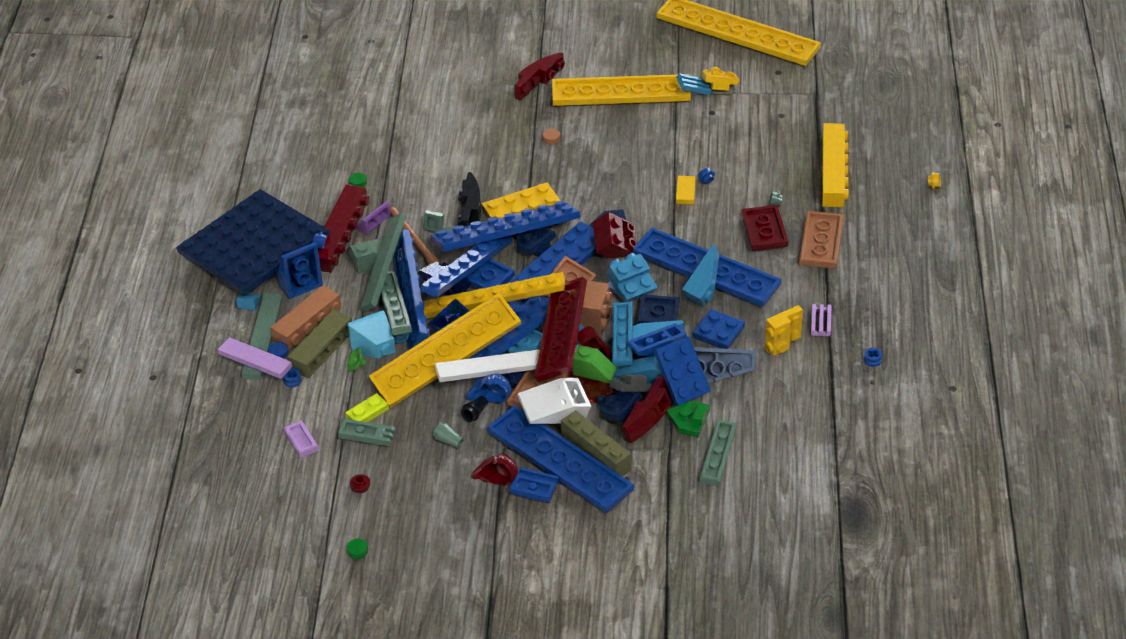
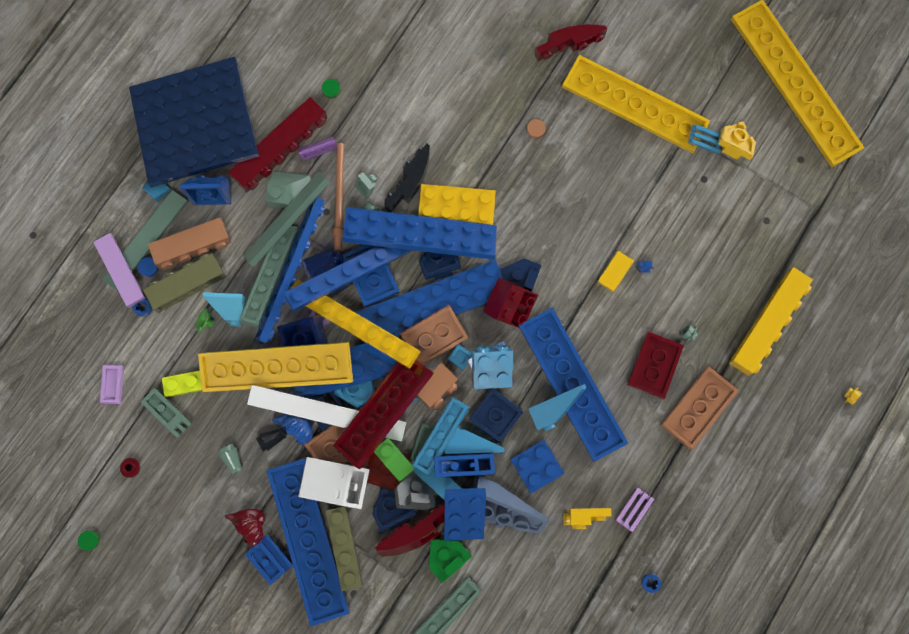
camera: 25 degrees right, 35 degrees up
(320, 240) = (242, 163): blue plate -> none
(590, 338) = (406, 438): dark red brick -> none

